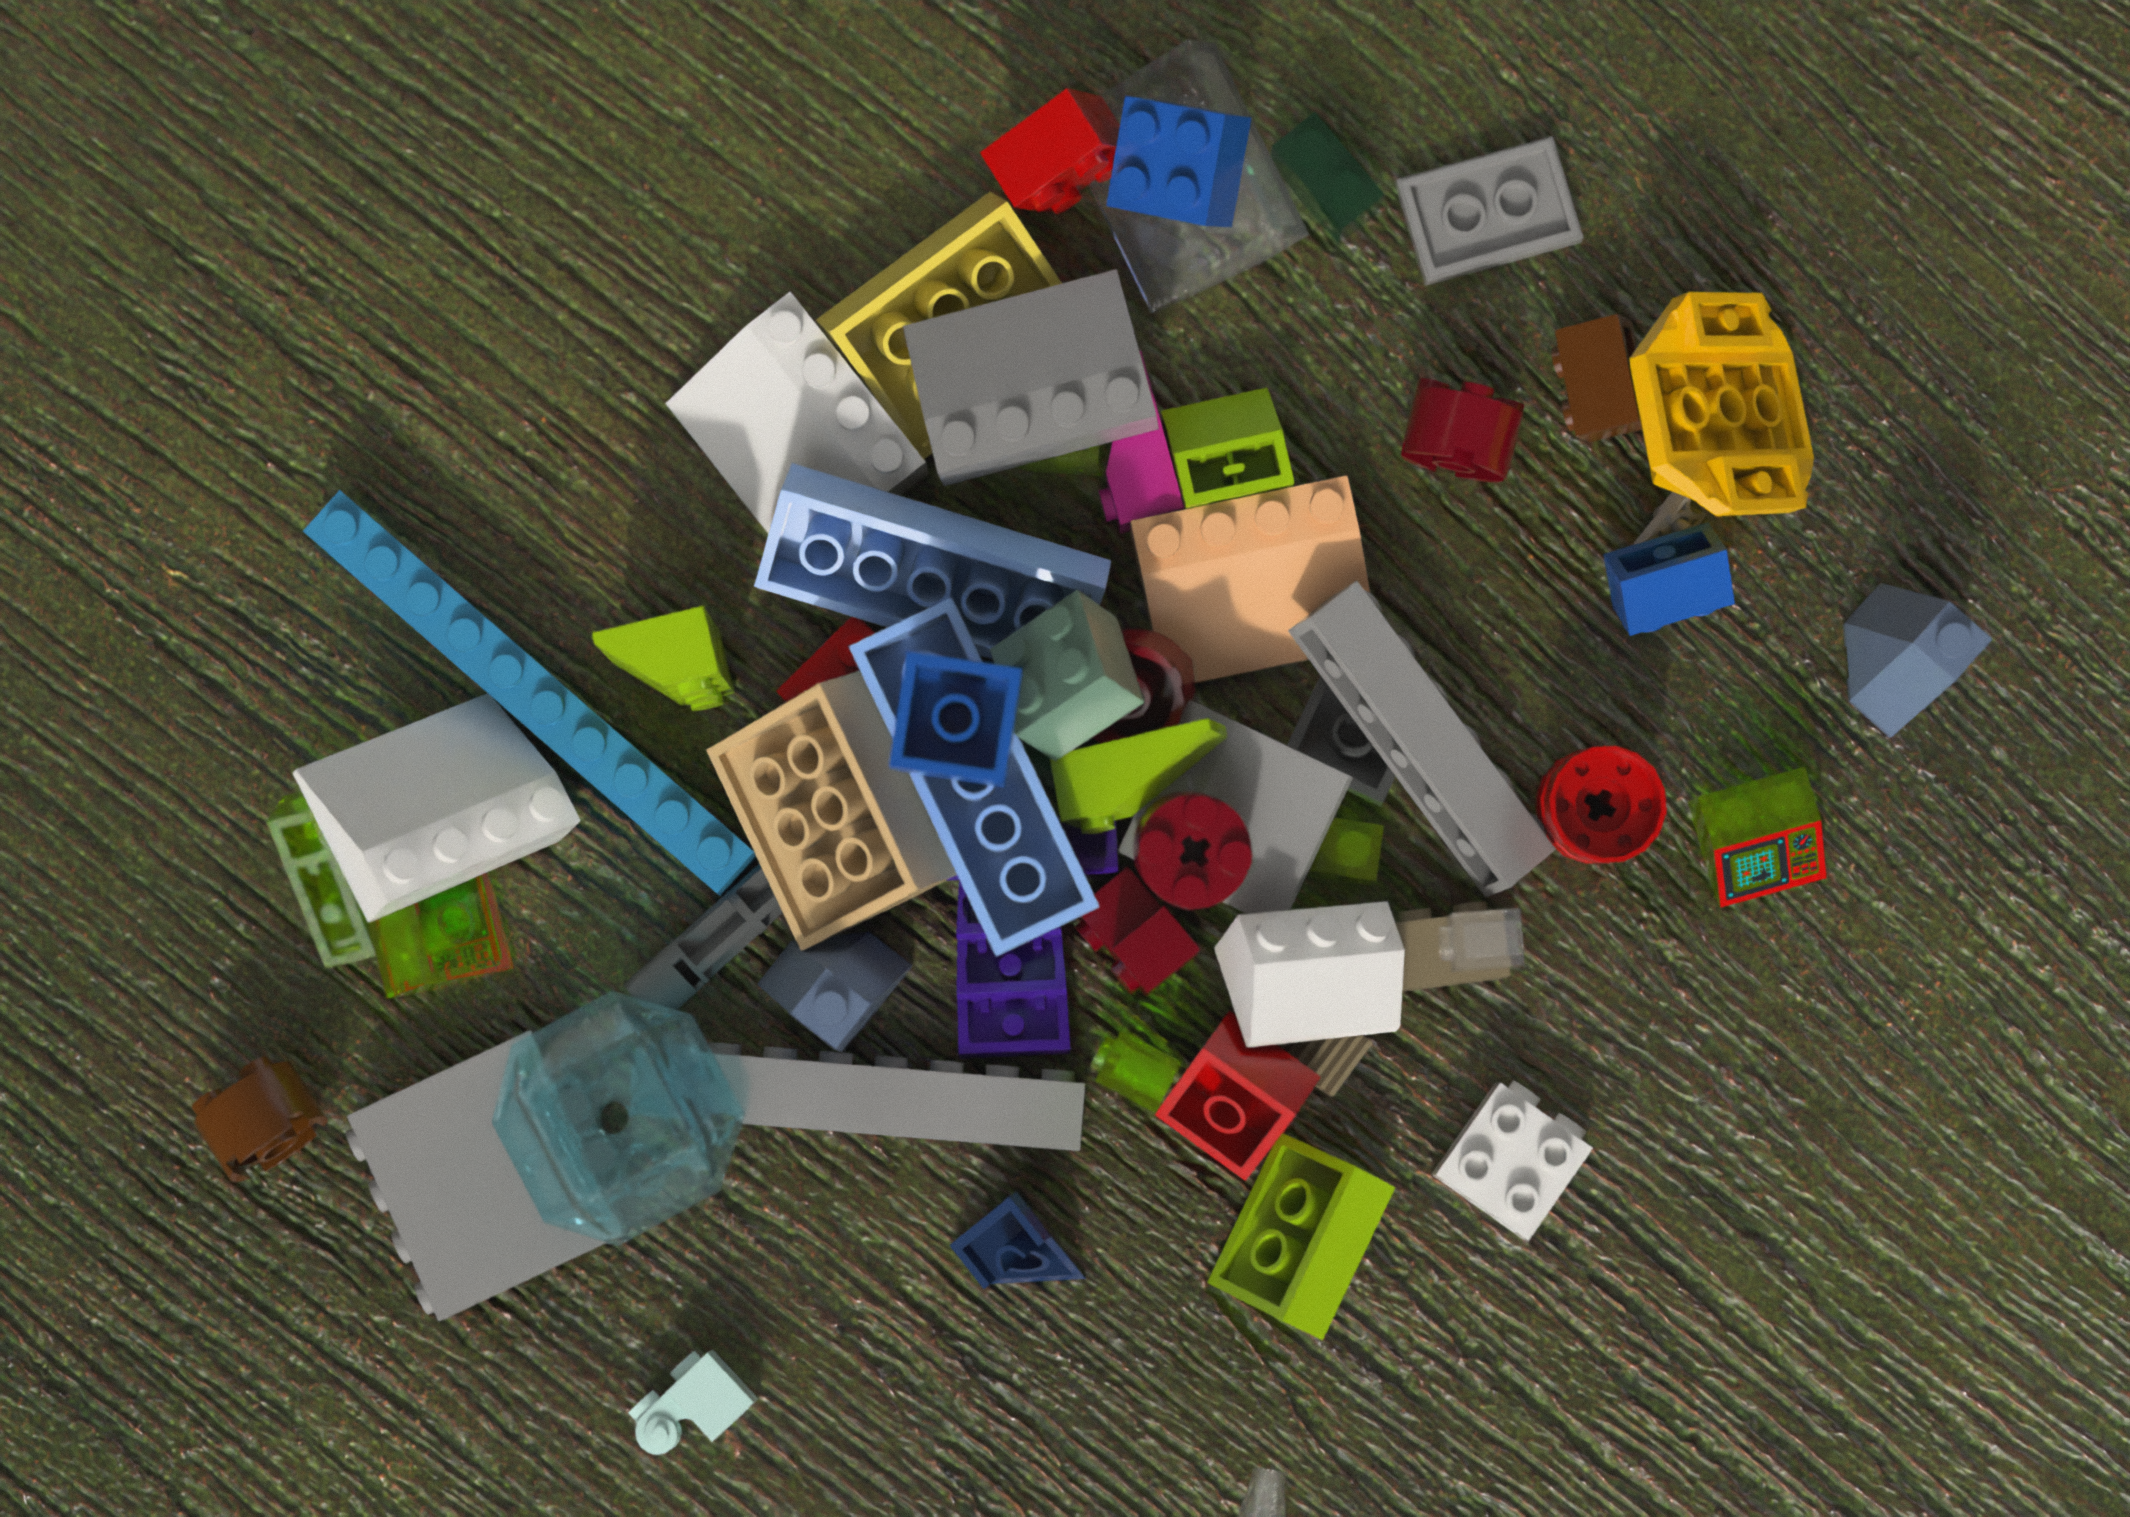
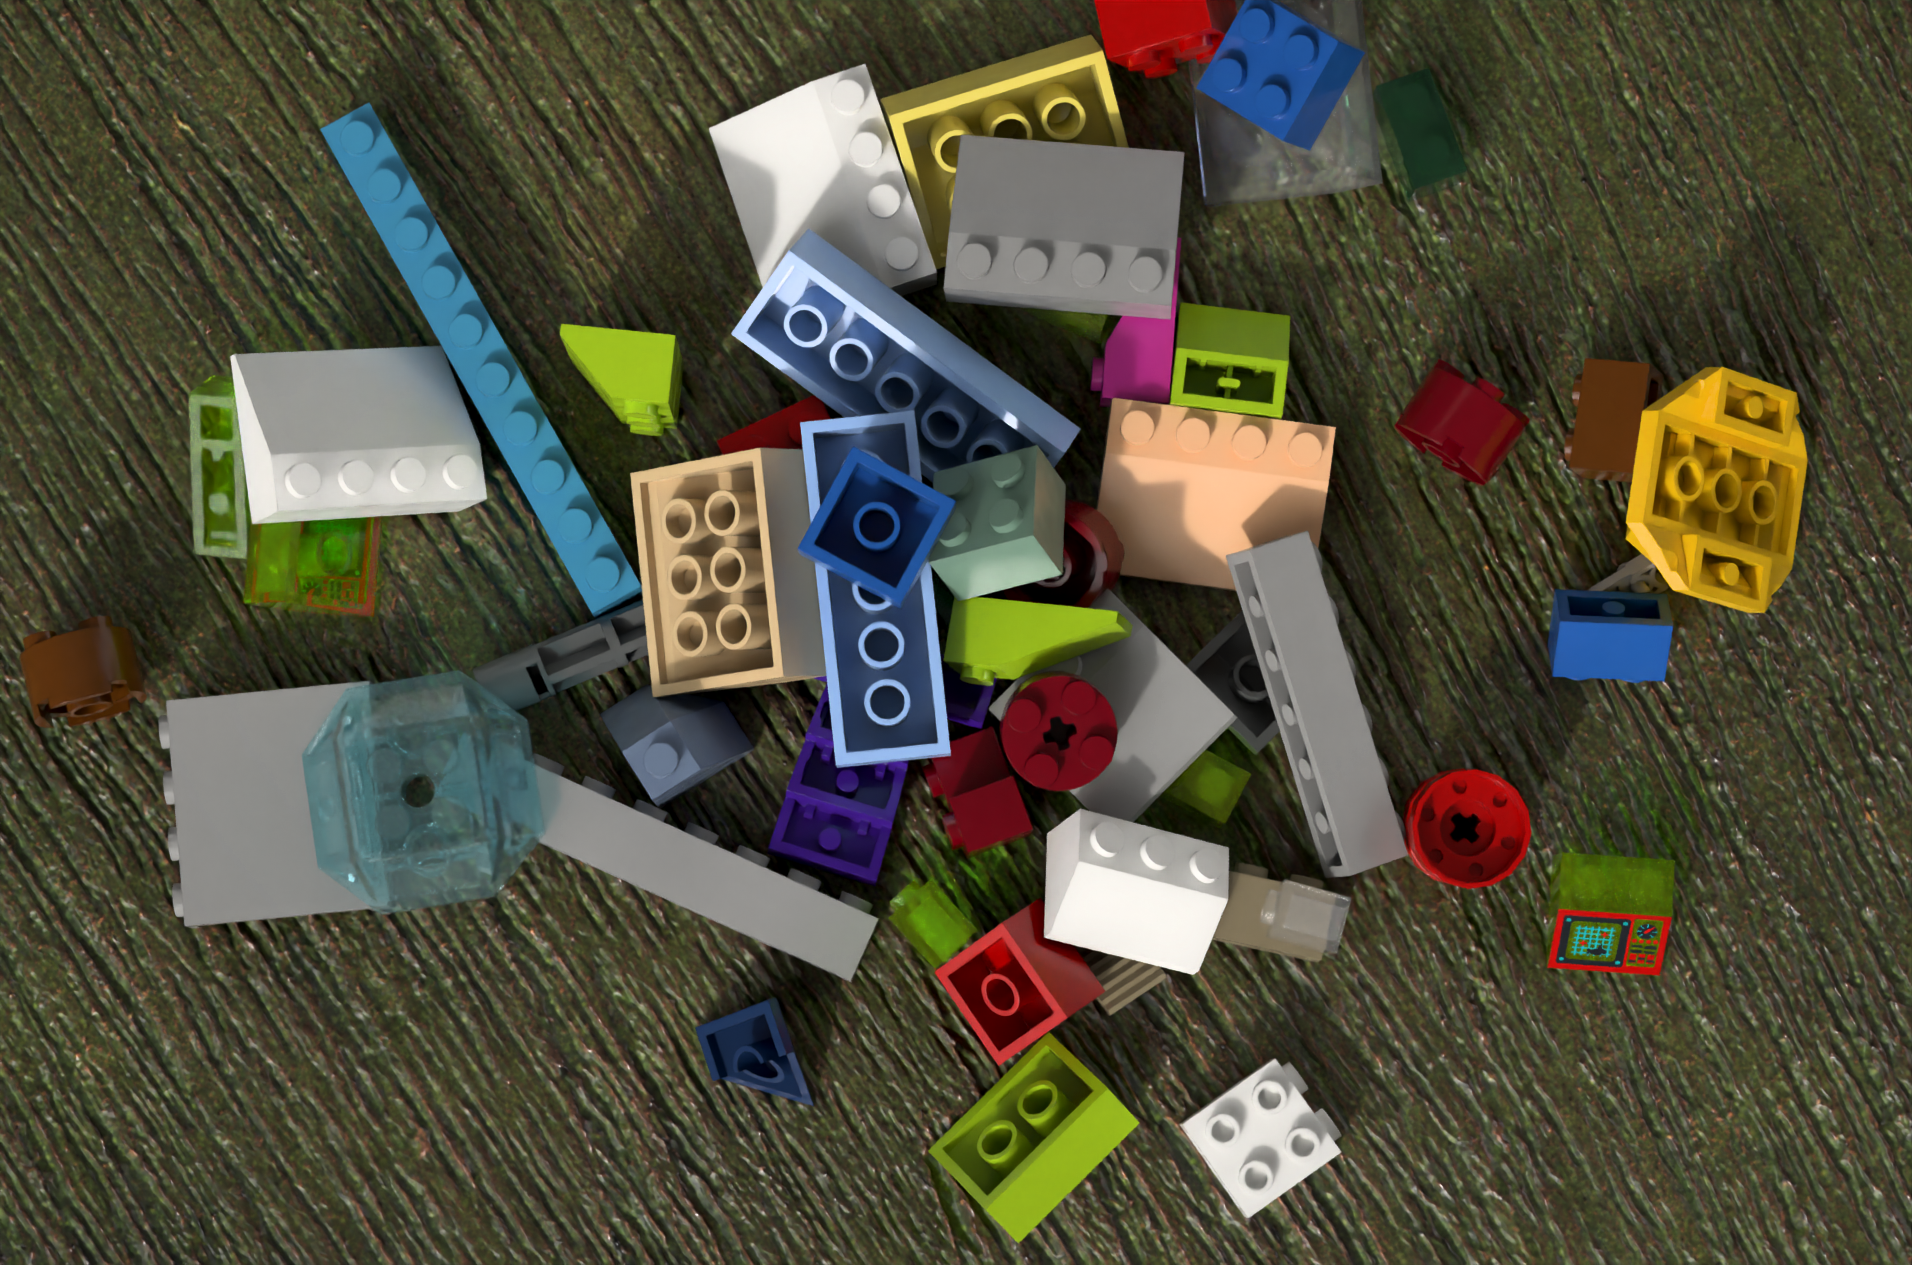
camera: 10 degrees right, 0 degrees up
(703, 1392) = (410, 1083): light aqua brick -> none
(1489, 210) = (1564, 221): light grey tile -> none
(1905, 653) = (1810, 786): sand blue slope -> none

